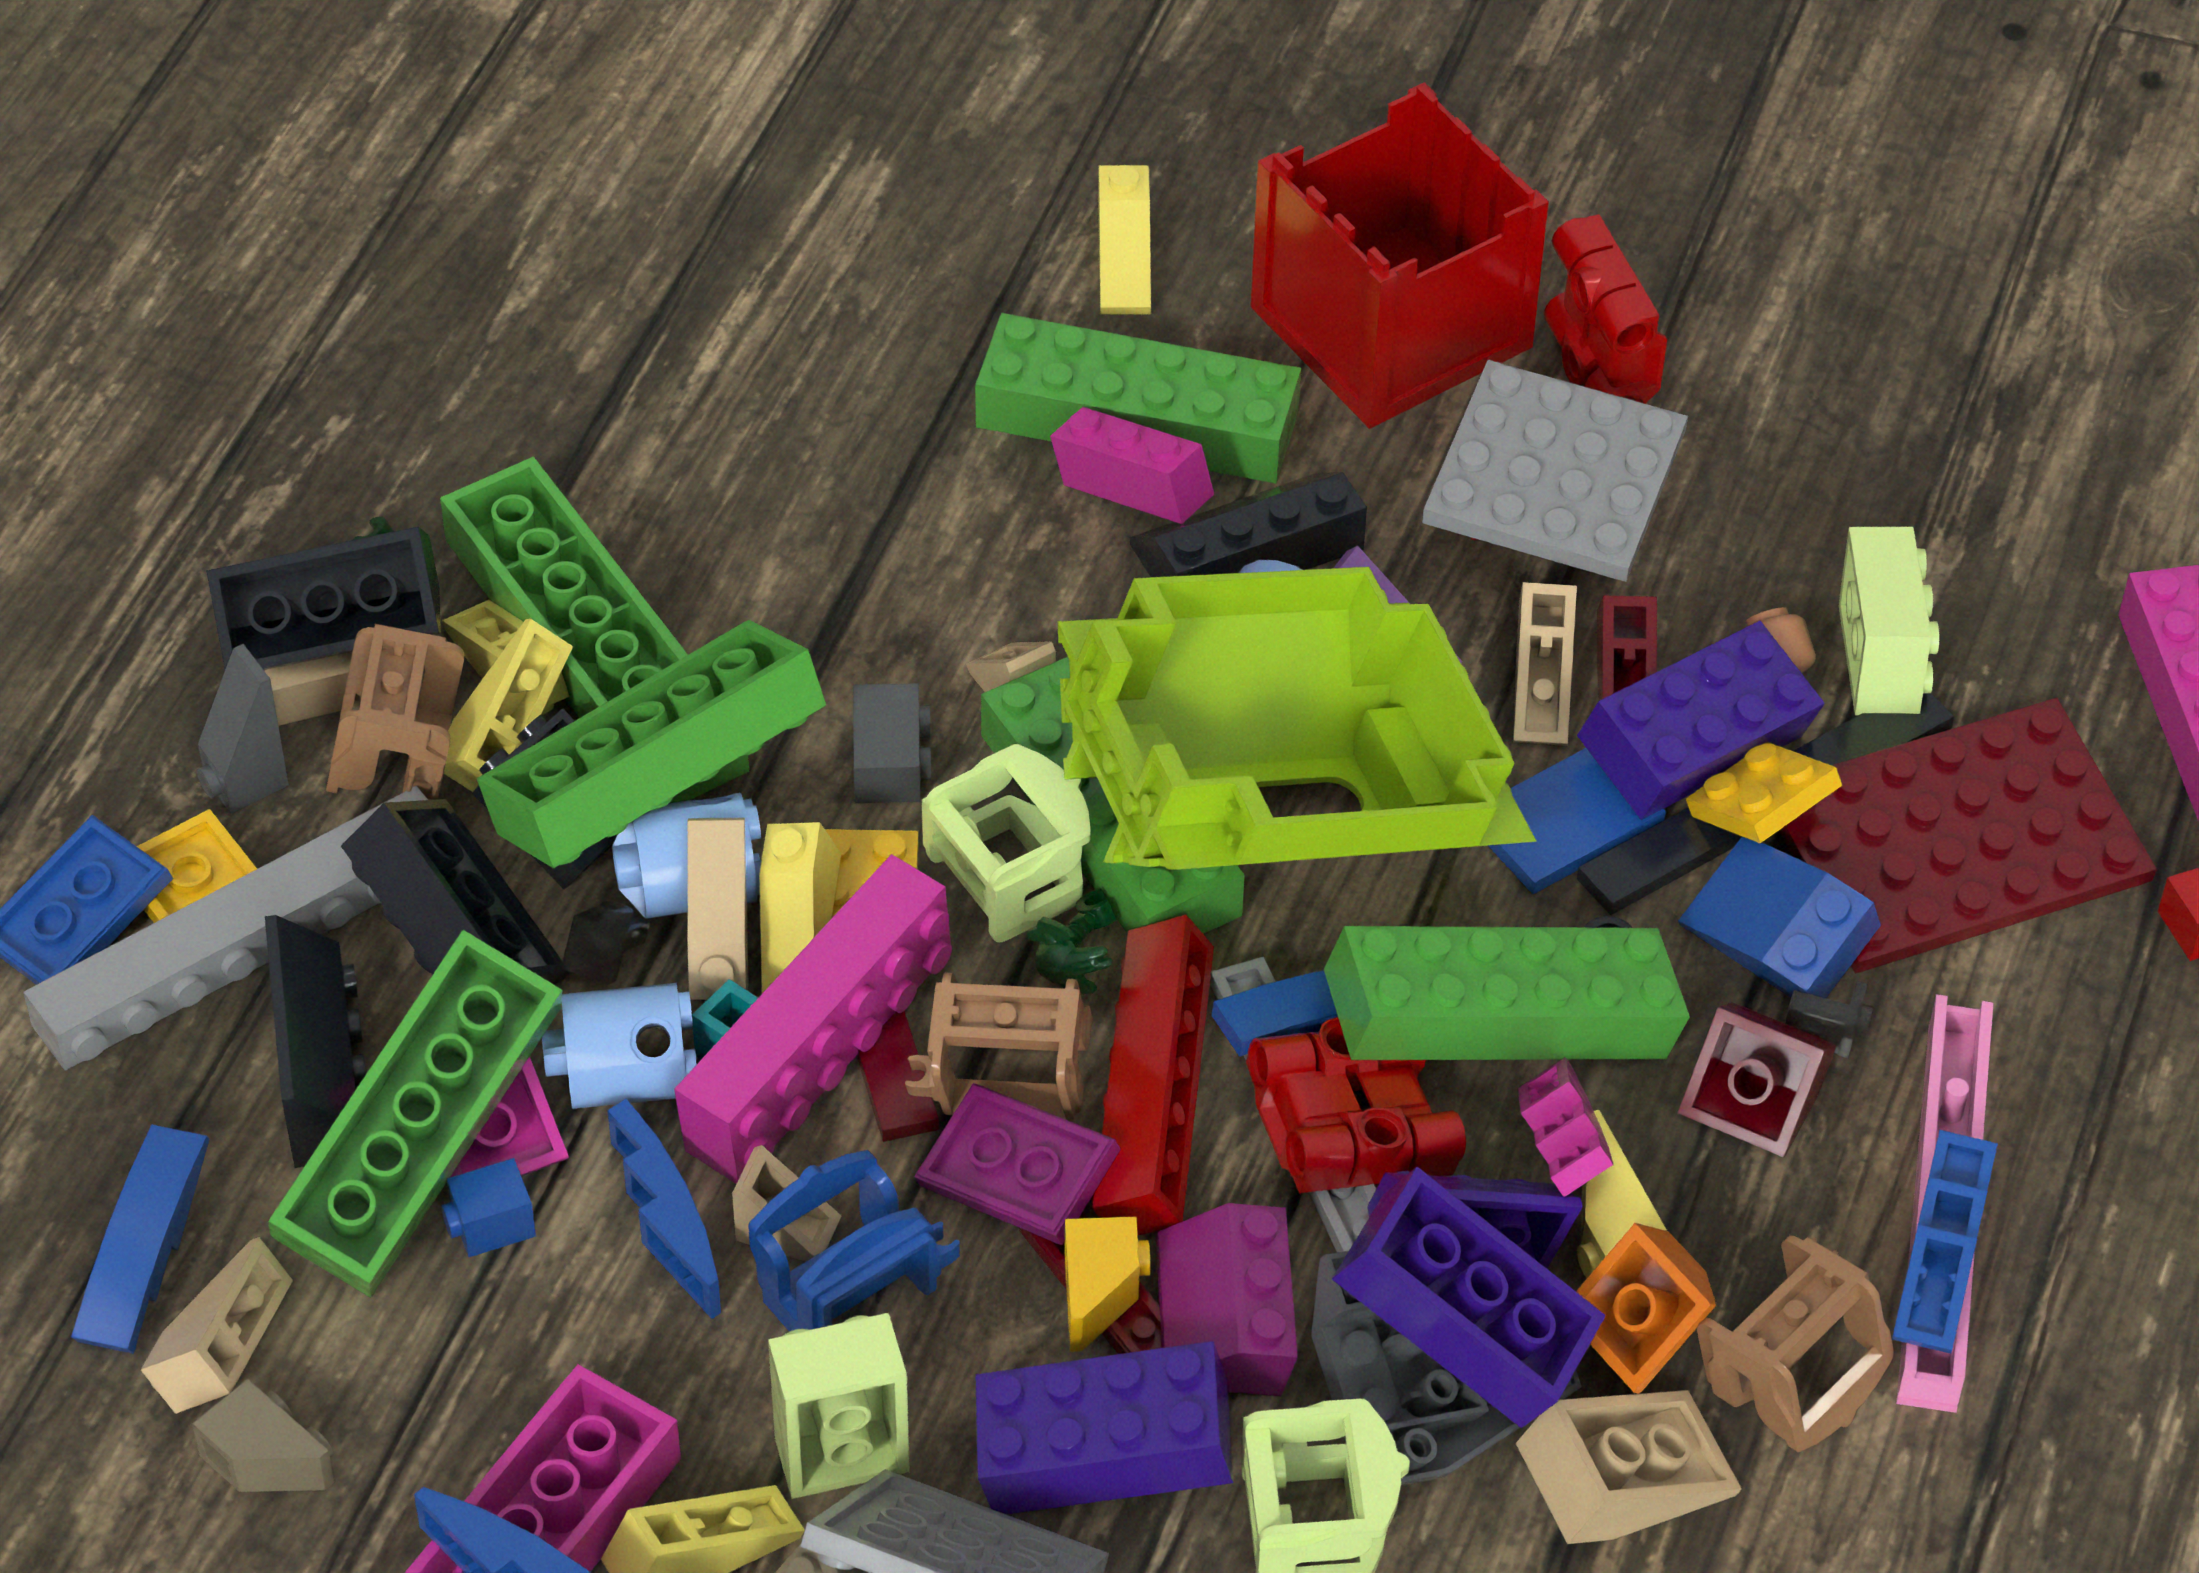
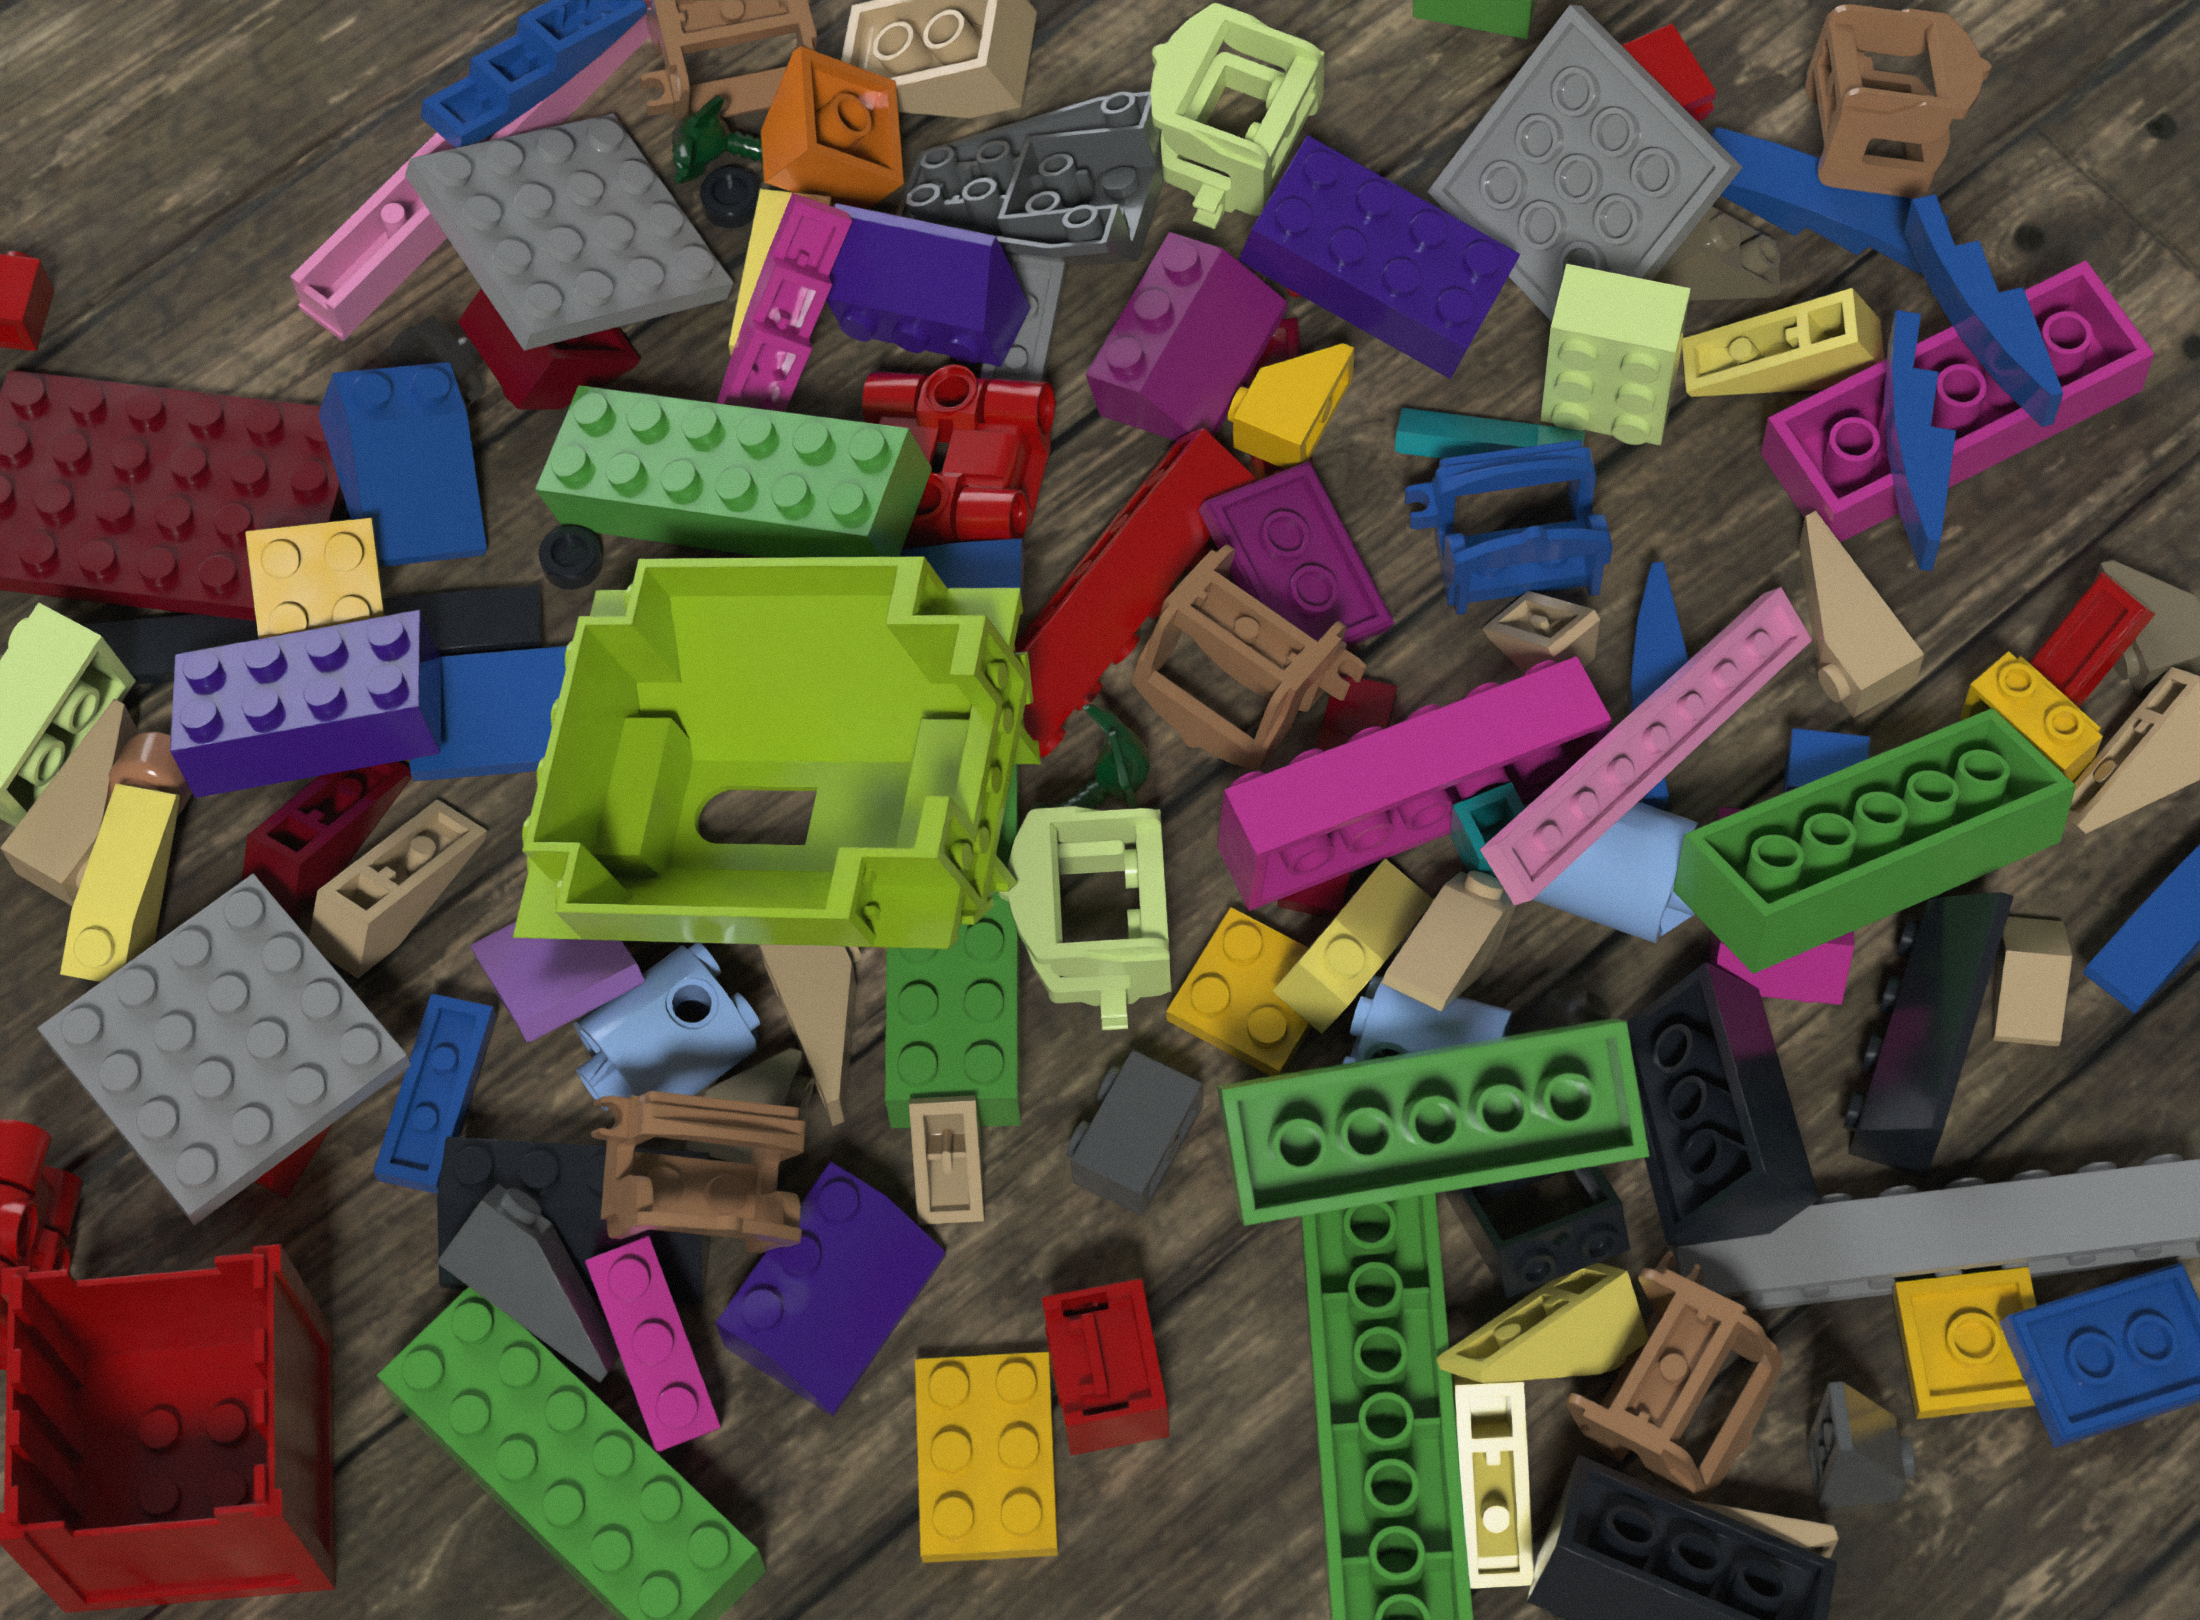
camera: 145 degrees left, 15 degrees up
(256, 1148) = (2031, 982): none -> tan slope
(312, 1392) = (2091, 638): none -> red tile
(333, 1317) = (2037, 713): none -> yellow window
(518, 1326) = (1856, 636): none -> tan slope
(527, 1418) = (1916, 451): none -> blue slope
(633, 1097) = (1645, 747): none -> bright pink plate
(811, 582) = (1106, 1366): none -> red piece
(869, 535) = (985, 1457): none -> yellow plate
(953, 1339) = (1460, 435): none -> teal tile
(1040, 563) = (831, 1302): none -> dark purple slope
(1157, 509) = (695, 1193): none -> medium nougat animal
(1258, 457) = (526, 1272): none -> dark grey slope
(1408, 556) = (434, 1091): none -> blue plate
(1469, 1297) = (1007, 149): dark purple brick -> none
(1721, 1268) = (729, 197): none -> black tile
(1722, 552) = (122, 884): none -> light yellow slope
(1759, 1275) = (704, 137): none -> dark green piece
(1802, 1132) = (568, 230): none -> light grey plate
(1807, 585) = (63, 824): none -> tan slope

